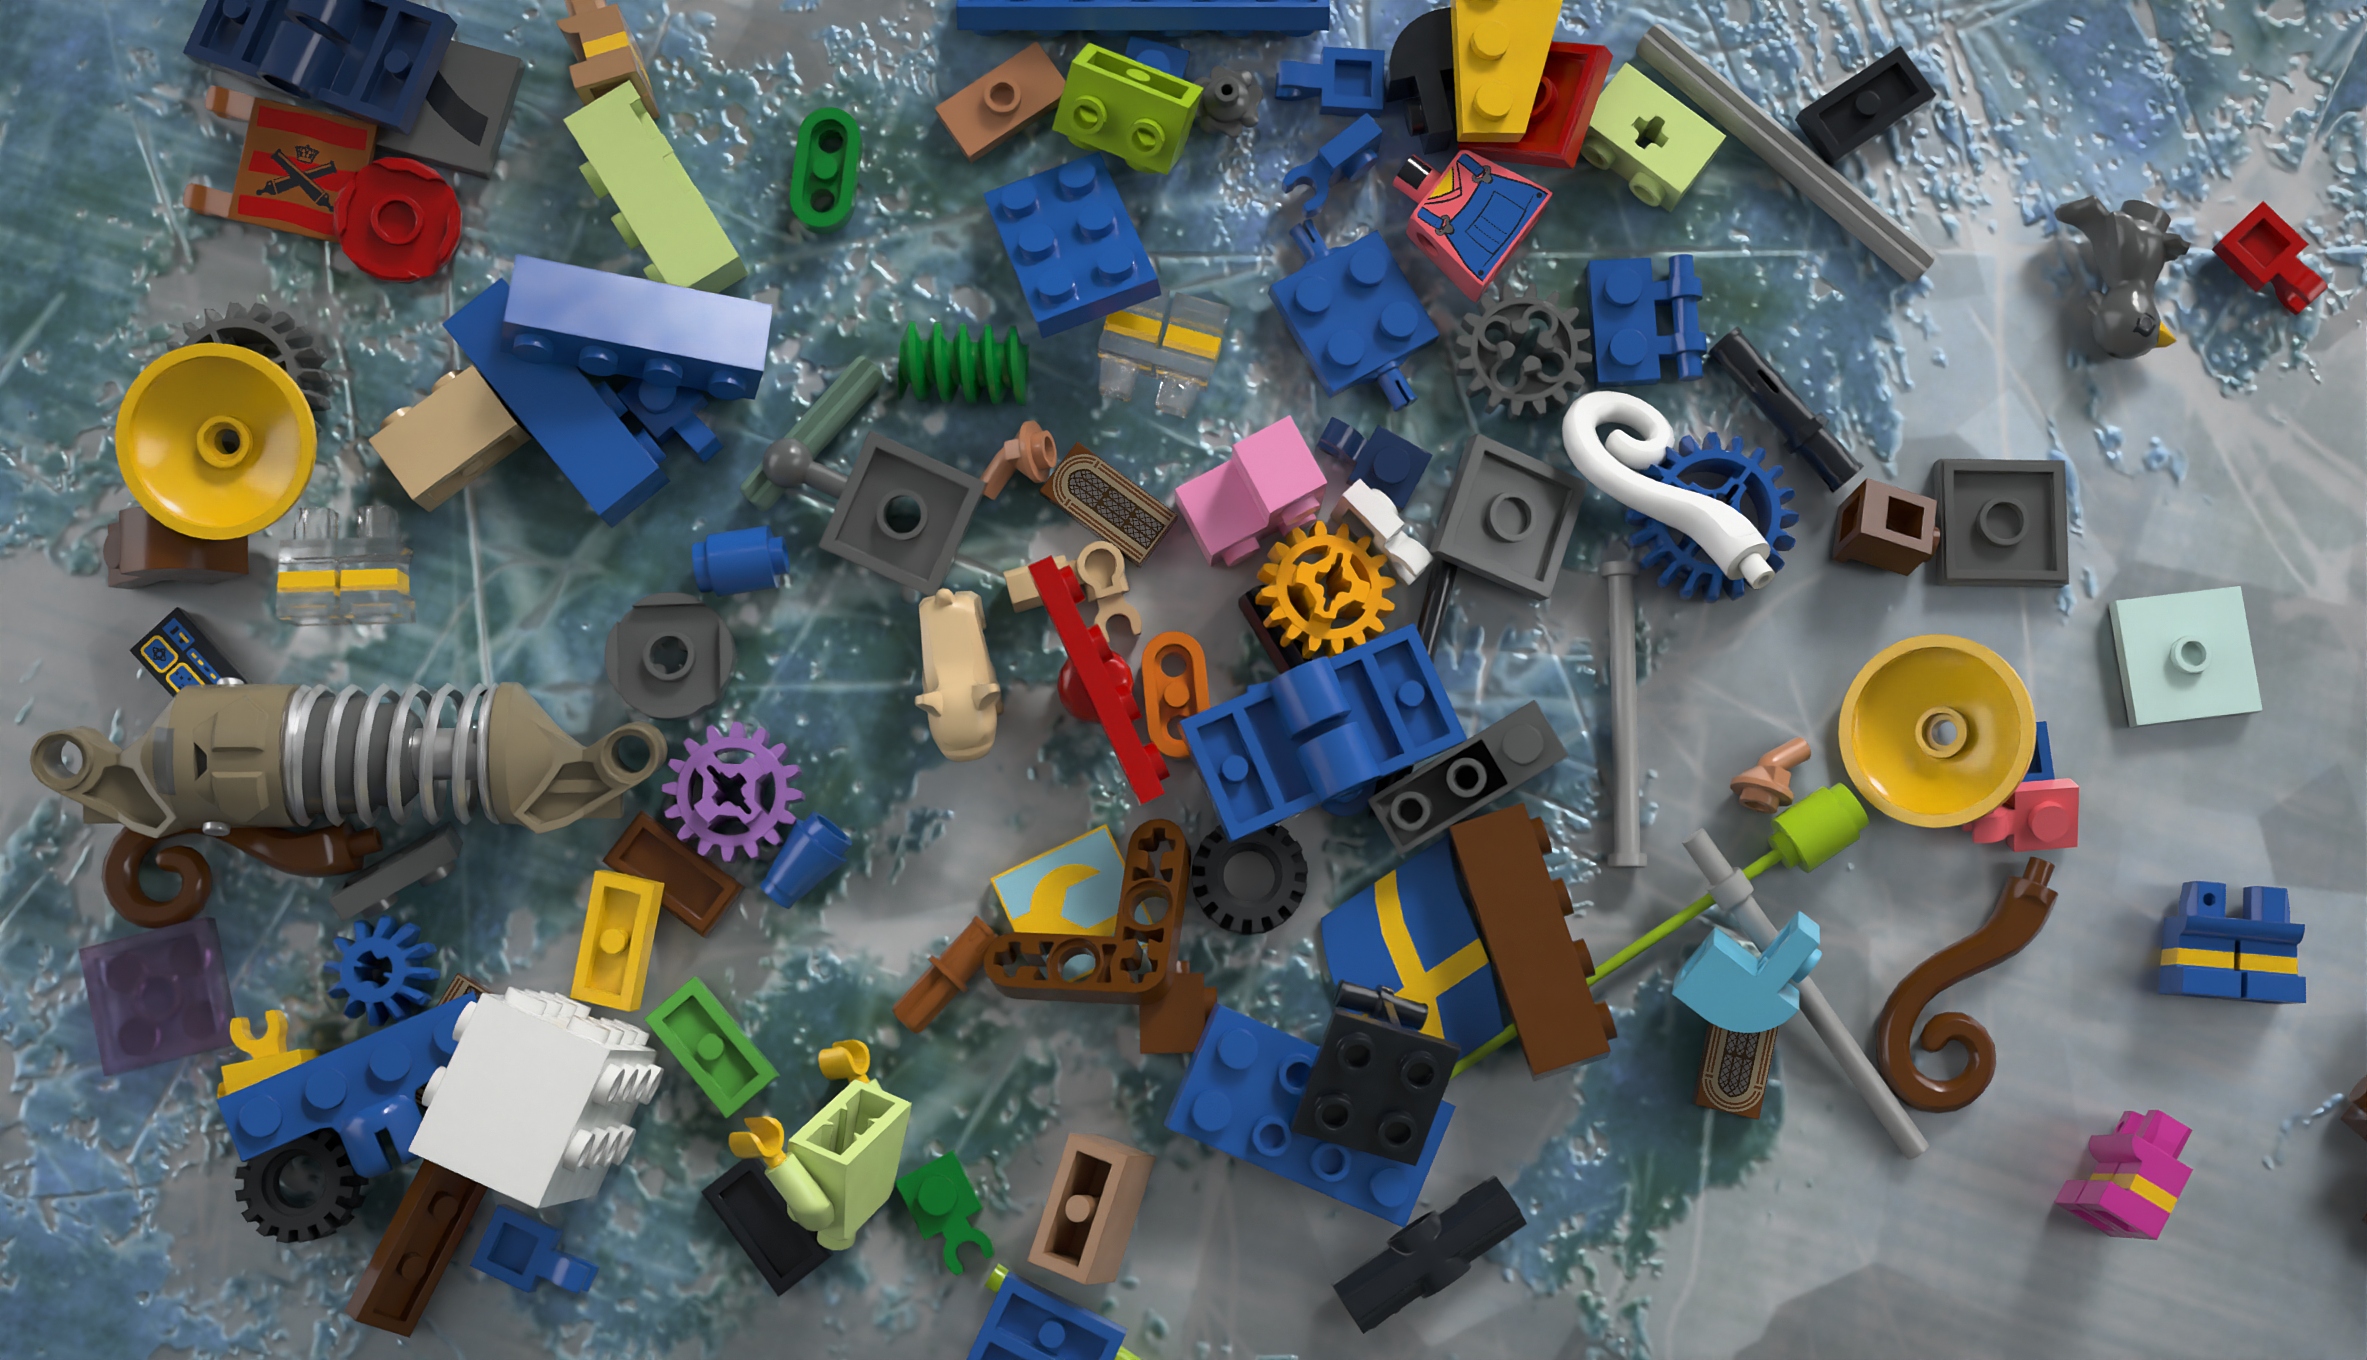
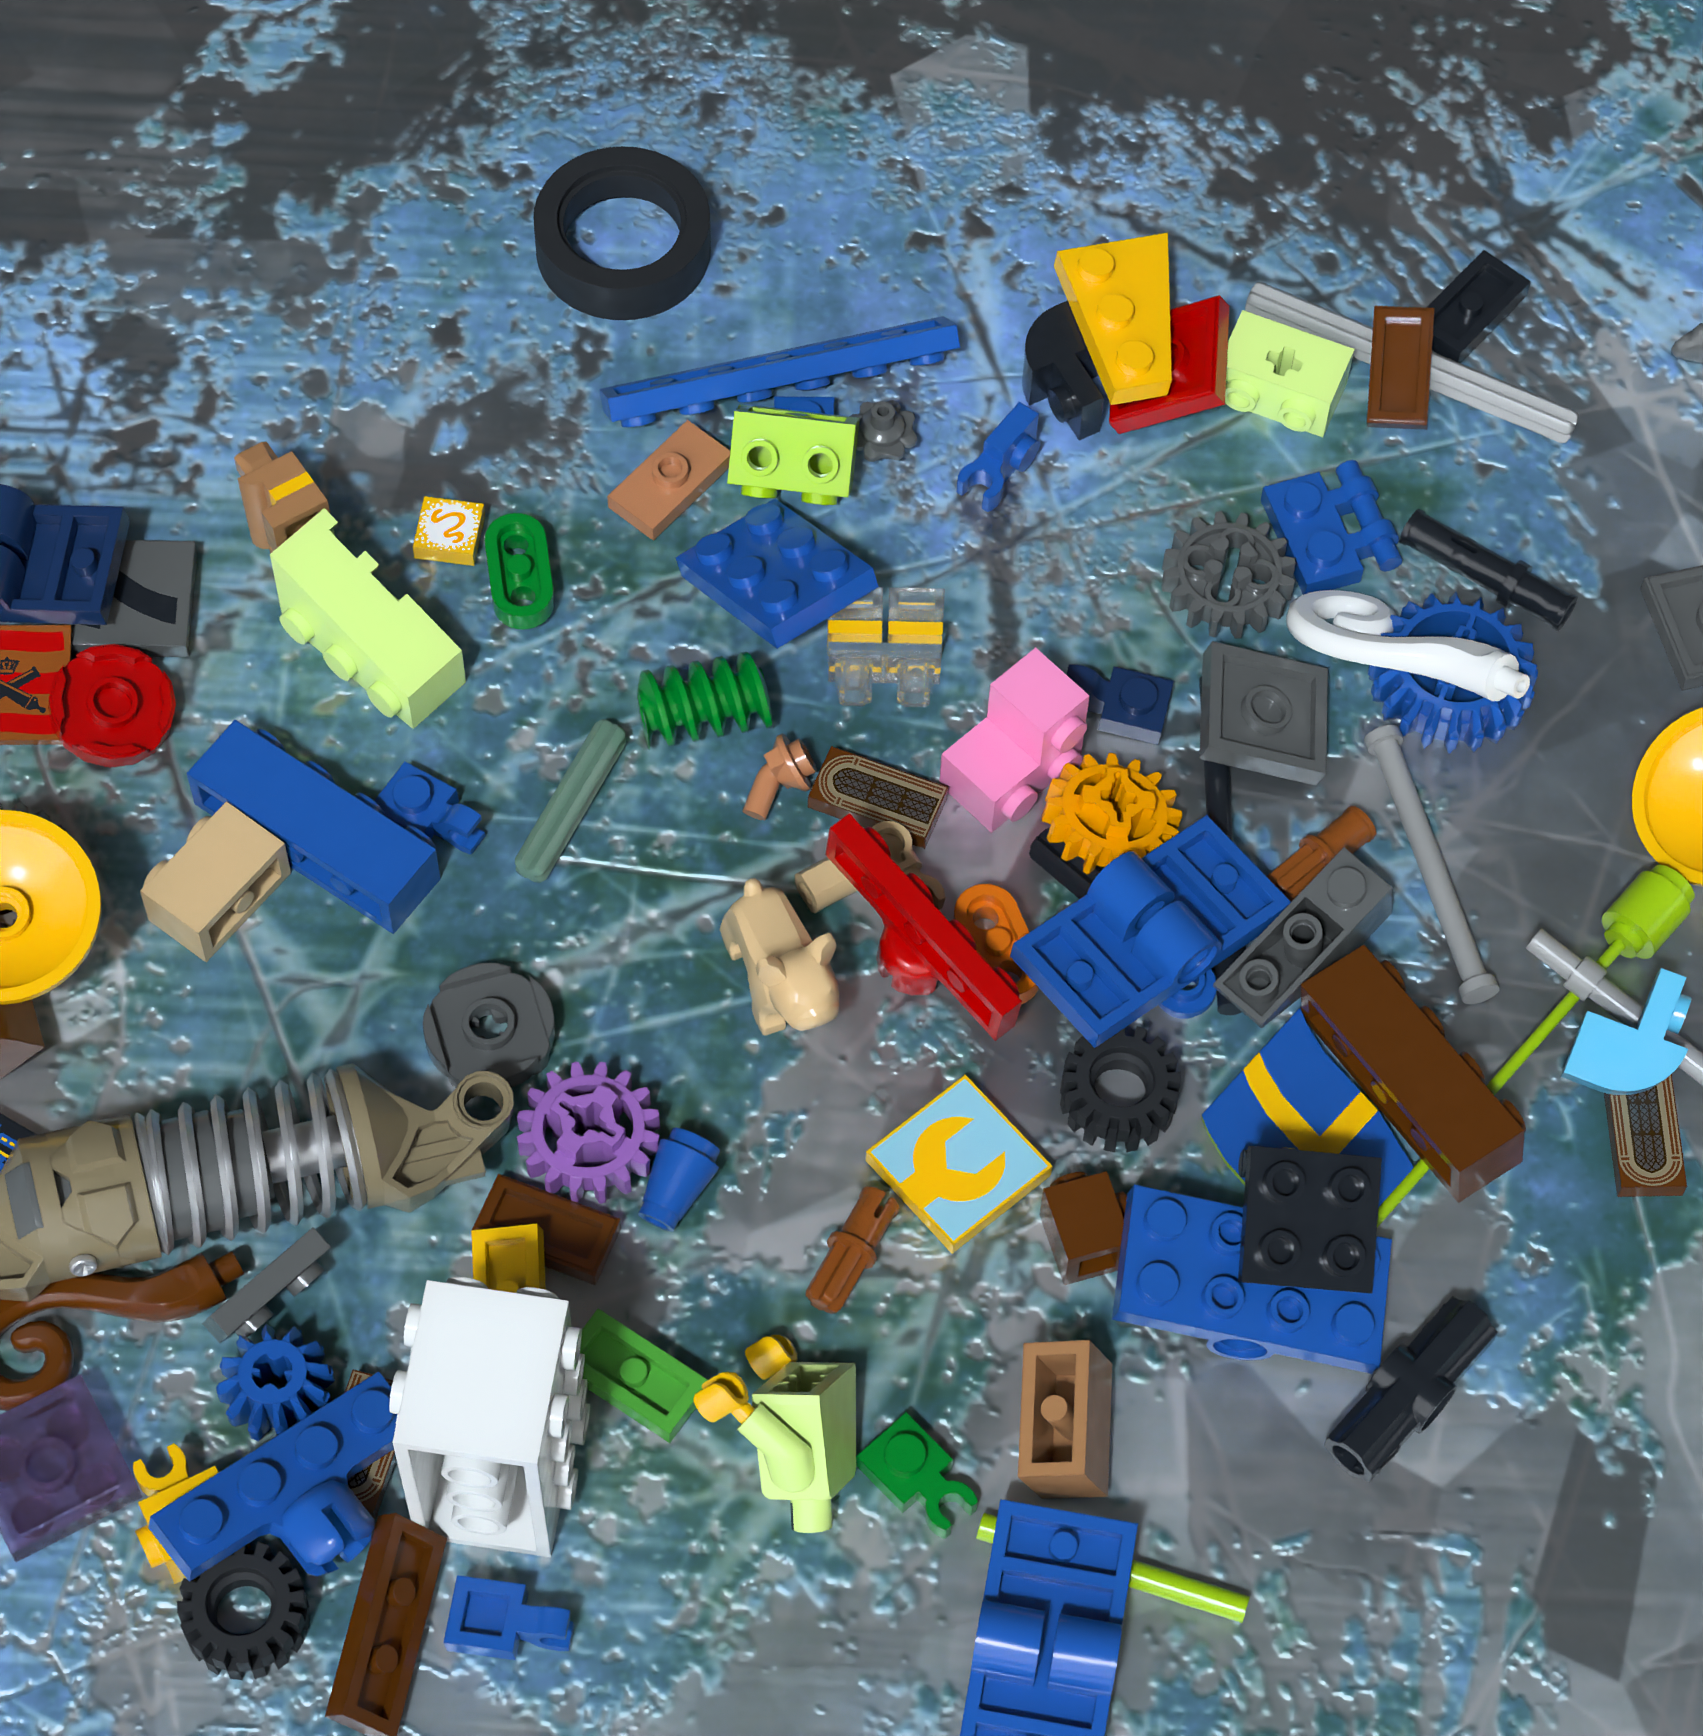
camera: 15 degrees left, 20 degrees down
(345, 578) = (112, 1020): clear hips -> none
(635, 328) = (380, 731): brick -> none
(740, 561) = (535, 924): blue brick -> none
(762, 1226) = (737, 1534): black tile -> none
(771, 105) = (449, 531): none -> tile
(859, 519) = (653, 813): dark grey plate -> none
(1112, 954) = (1015, 1174): reddish brown beam -> none
(1345, 81) = (982, 388): blue plate -> none
(1353, 314) = (1058, 582): blue plate -> none
(1375, 515) = (1140, 740): white plate -> none
(1470, 216) = (1141, 473): torso -> none
(1516, 681) = (1315, 852): none -> dark orange axle
(1767, 783) = (1587, 888): nougat plate -> none
(1770, 162) = (1400, 367): none -> reddish brown tile
(1886, 528) = (1617, 642): reddish brown brick -> none

